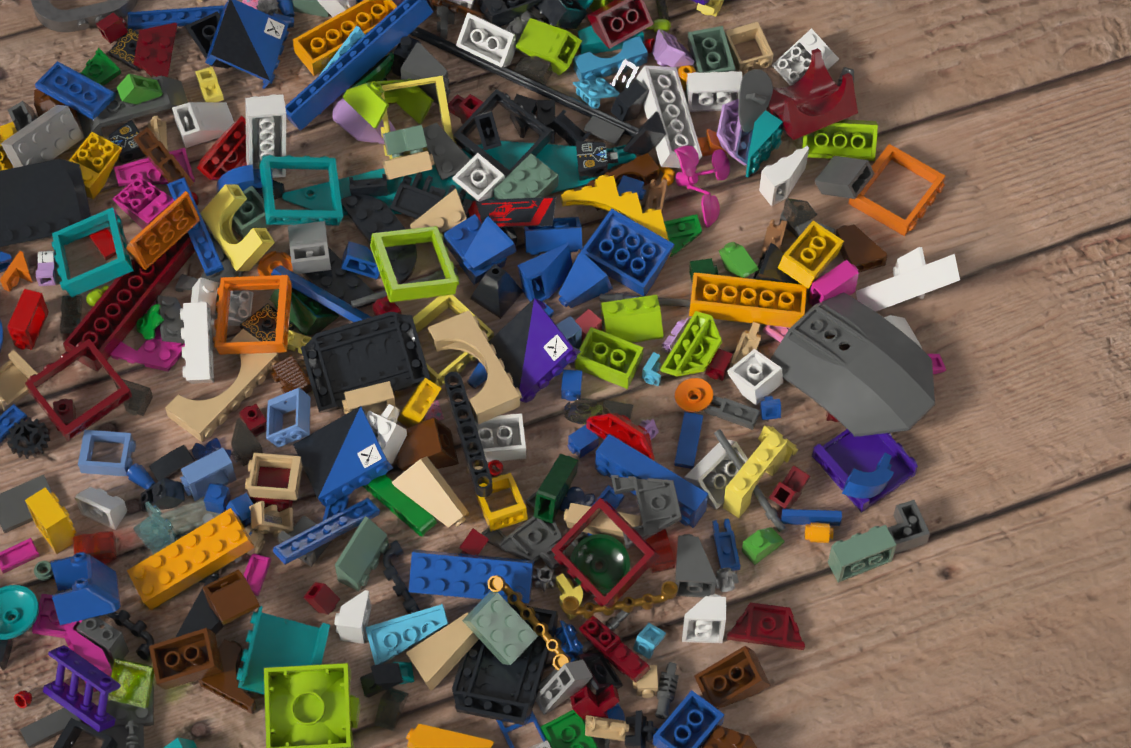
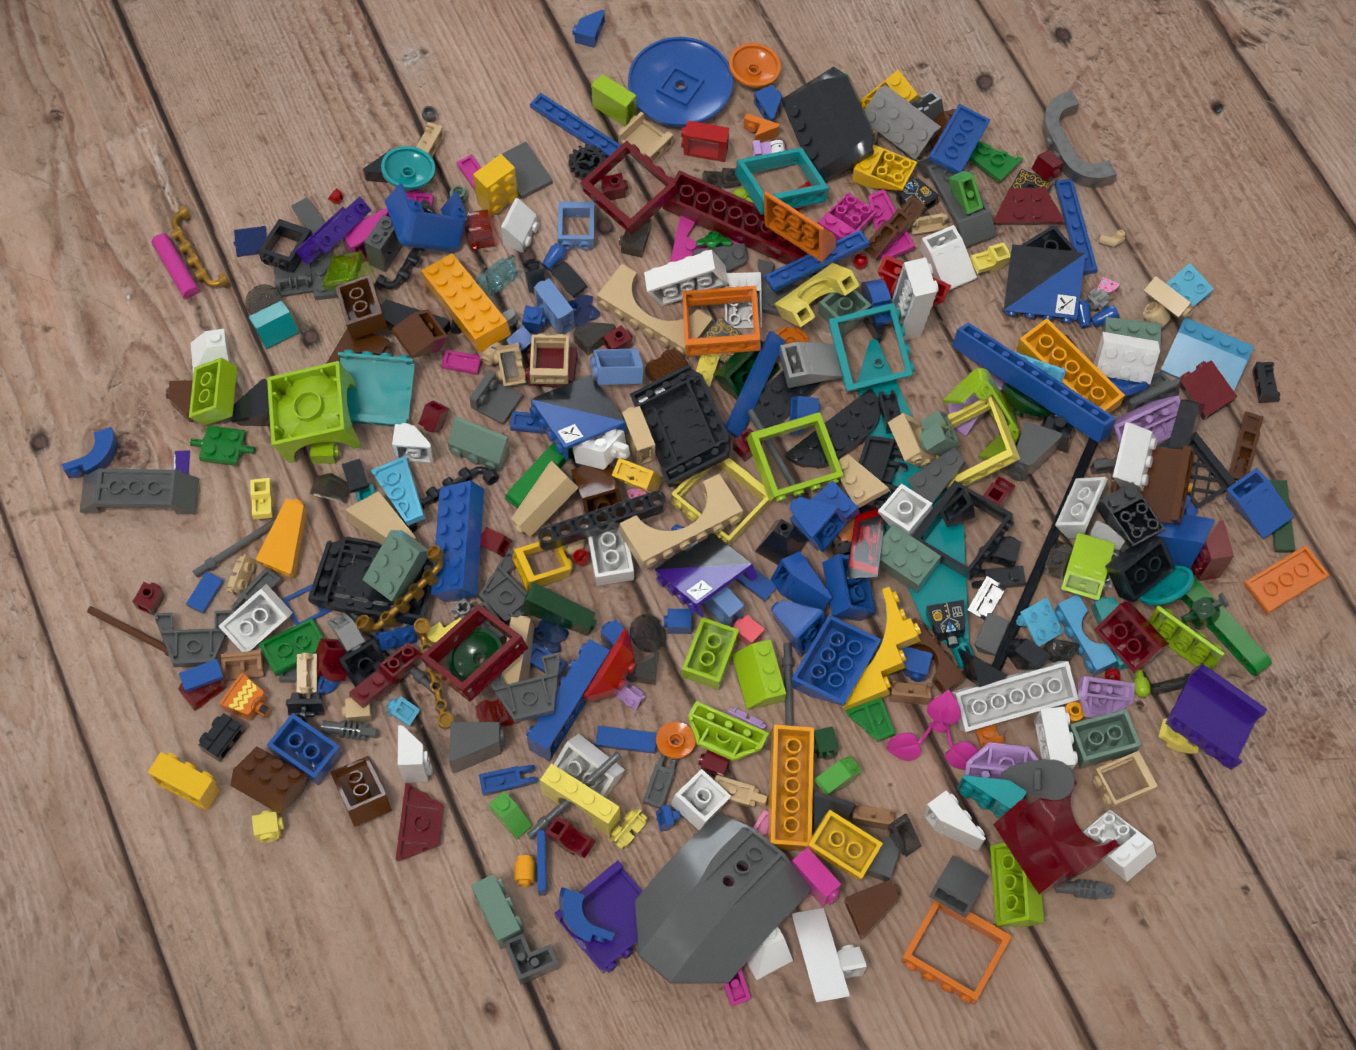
camera: 85 degrees right, 5 degrees up
(325, 531) = (499, 411): blue tile -> none
(651, 369) = (704, 696): medium azure bracket -> none
(726, 579) = (467, 779): light grey gear -> none

